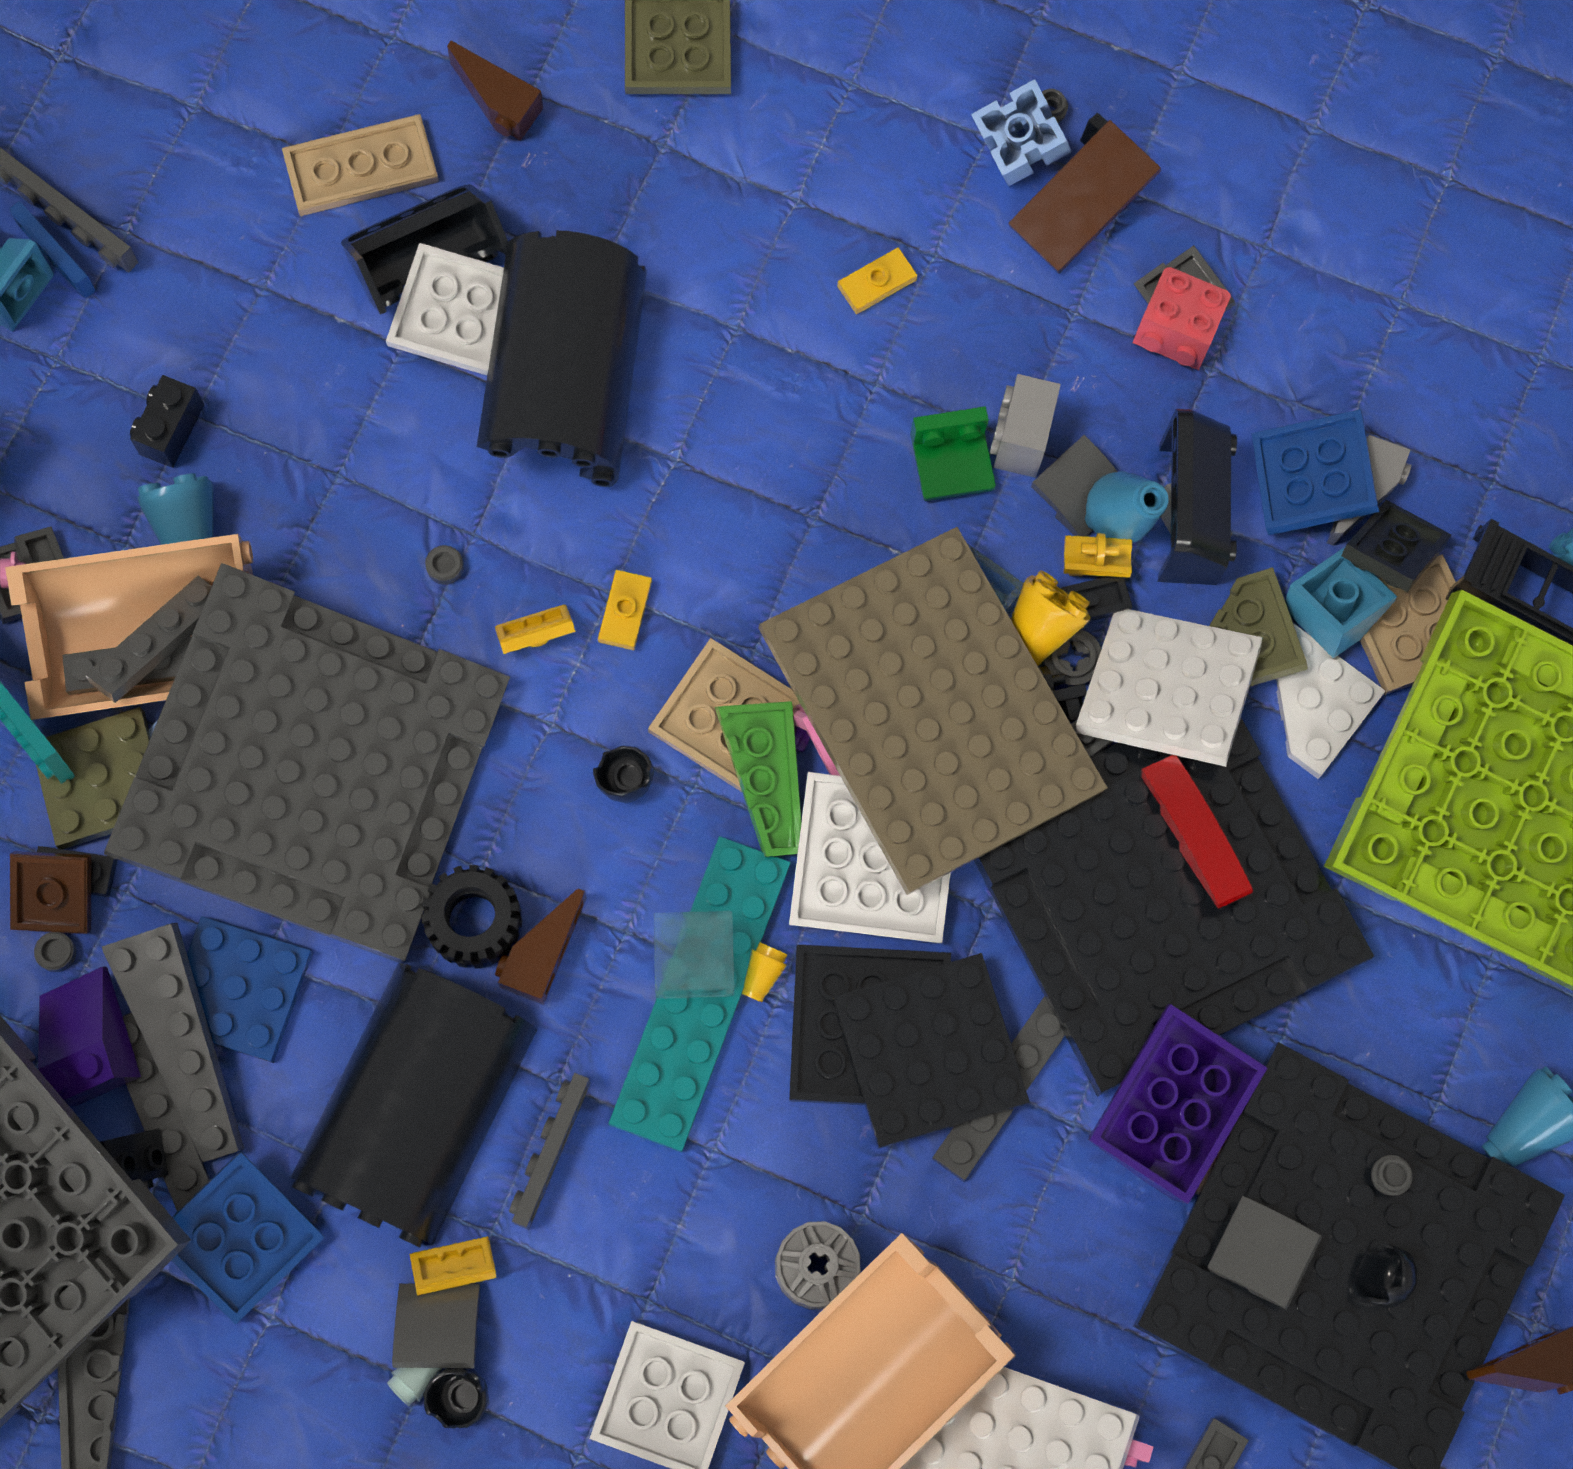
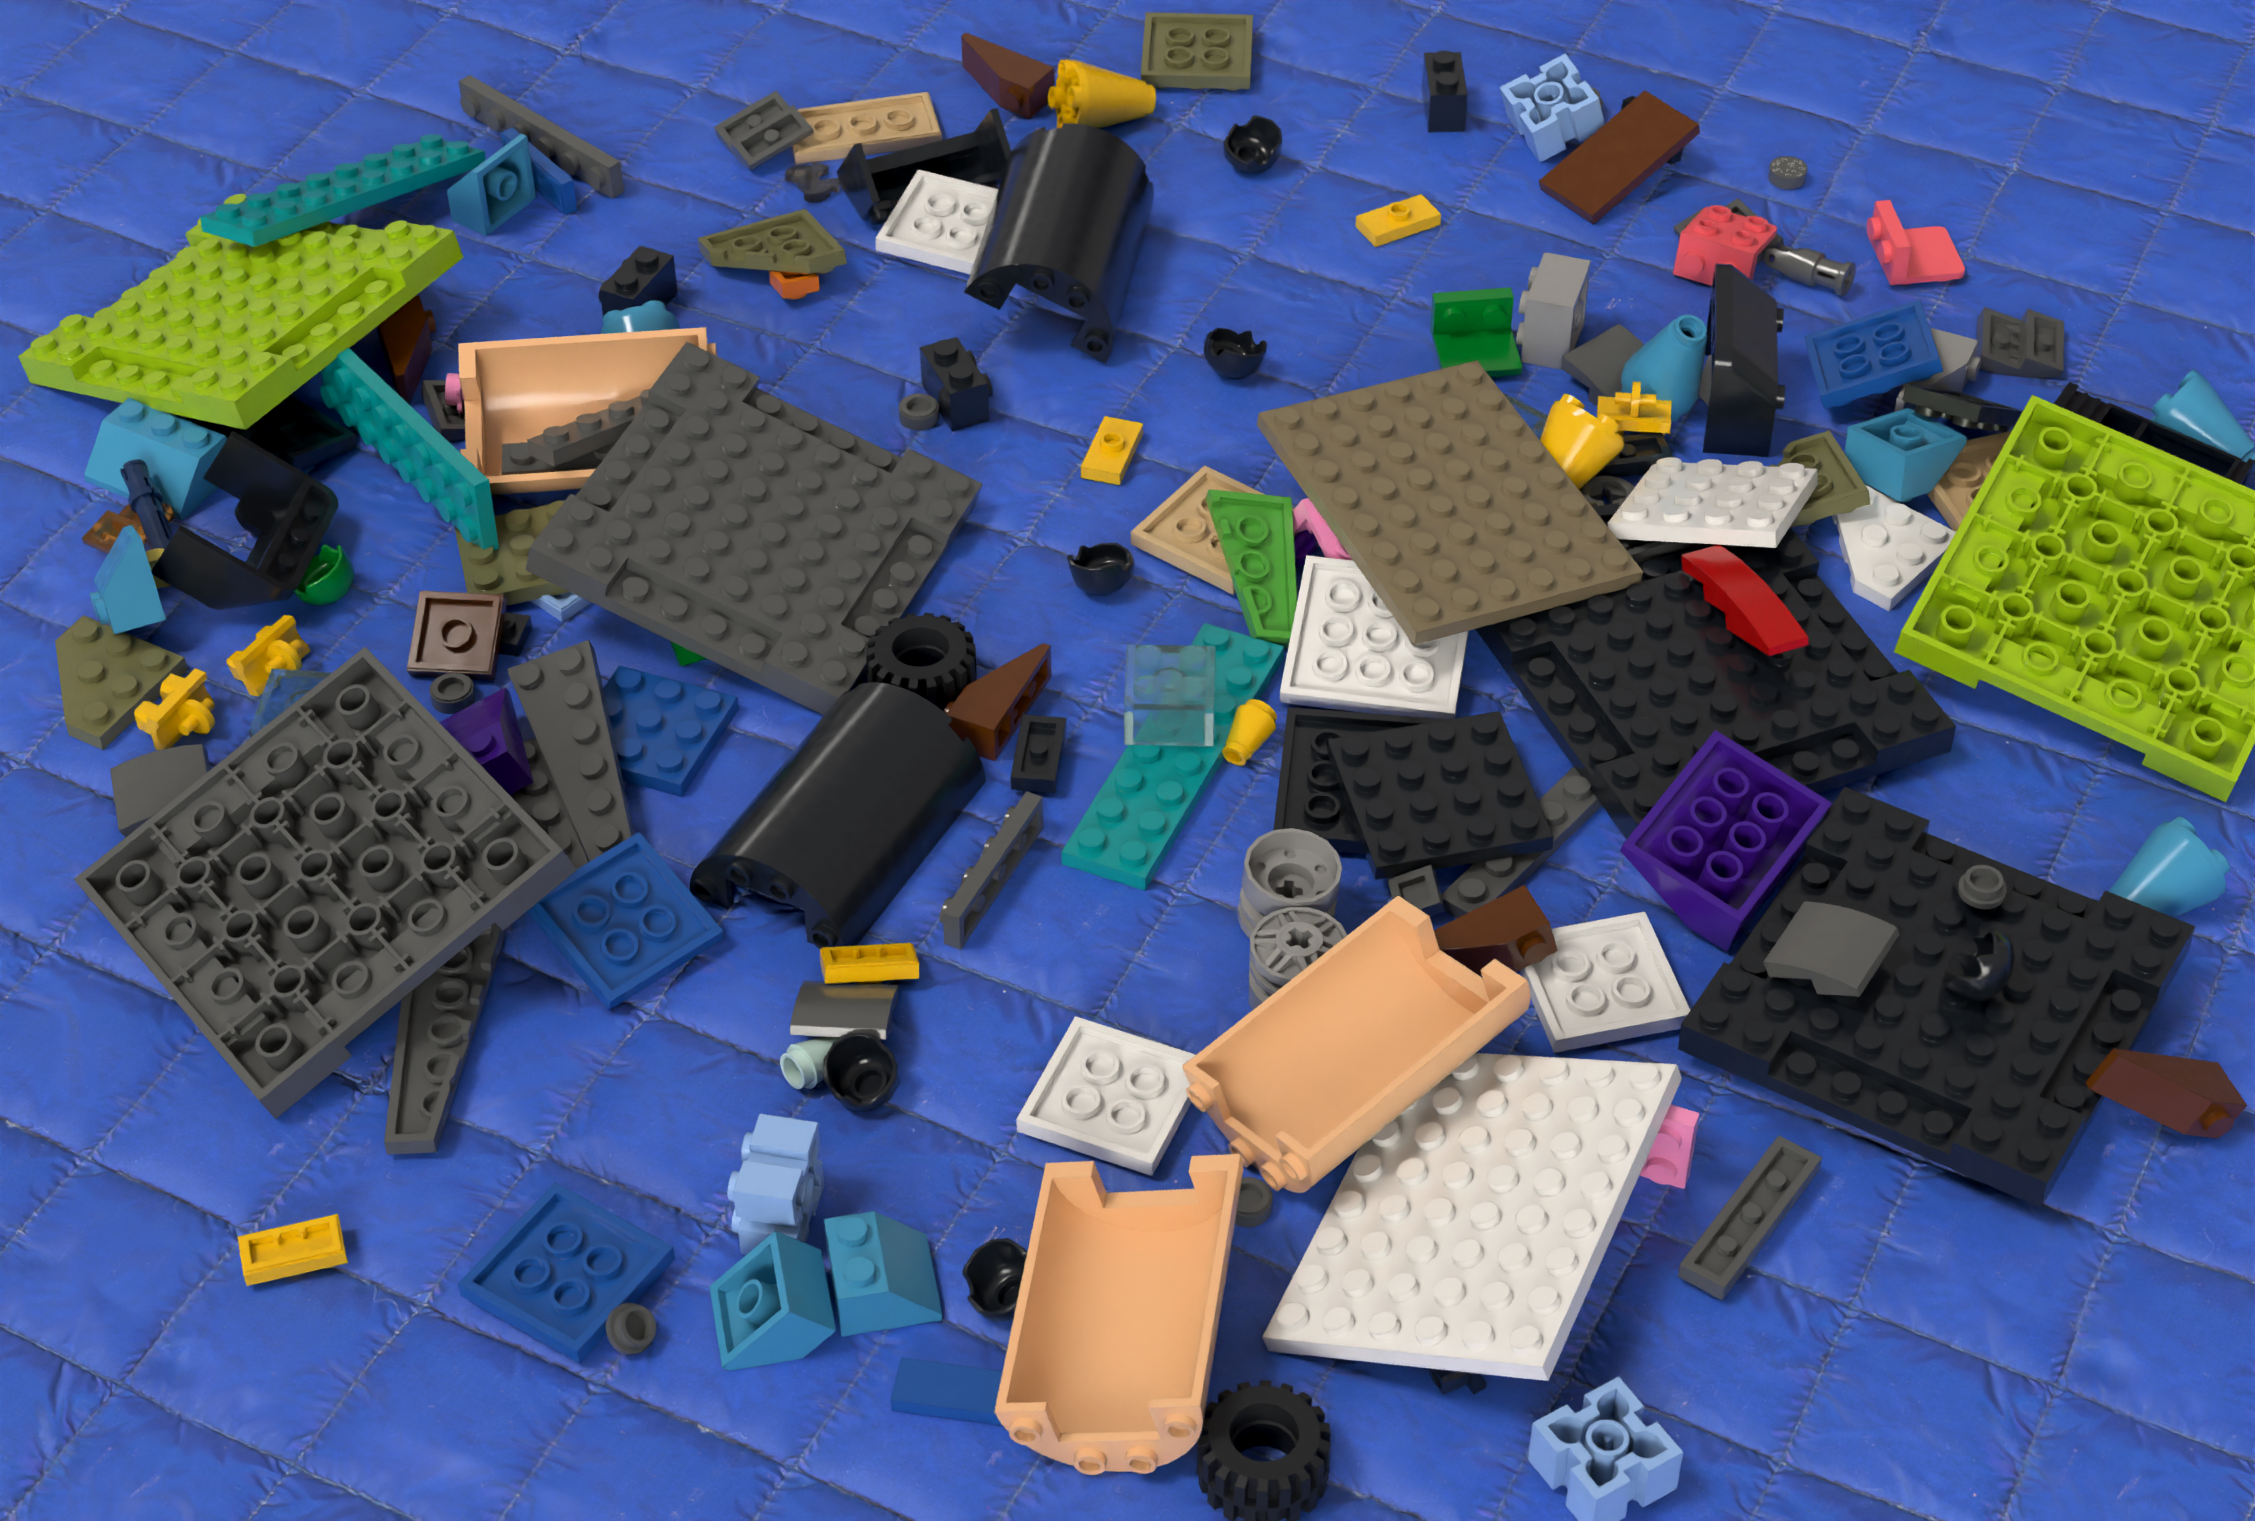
camera: 10 degrees right, 30 degrees down
(265, 182) = (763, 130): none -> dark grey slope
(292, 352) = (780, 243): none -> olive plate
(310, 239) = (808, 181): none -> clear smoke piece
(313, 395) = (794, 285): none -> orange plate
(475, 538) = (956, 383): none -> black brick
(534, 629) = (1012, 457): yellow plate -> none
(581, 1006) = (1038, 753): none -> black plate
(585, 129) = (1098, 96): none -> yellow cone
(731, 482) = (1233, 353): none -> black hair
(737, 189) = (1253, 145): none -> black hair
(819, 1158) = (1288, 871): none -> light grey wheel
(913, 1160) = (1419, 889): none -> dark grey plate
(917, 102) = (1444, 91): none -> black brick
(983, 1224) = (1504, 930): none -> reddish brown slope
(1068, 1248) = (1605, 984): none -> white plate
(1240, 198) = (1787, 172): none -> dark grey tile
(1258, 337) = (1812, 268): none -> dark grey piece
(1355, 311) = (1913, 253): none -> coral bracket
(1446, 430) = (2020, 347): none -> dark grey slope

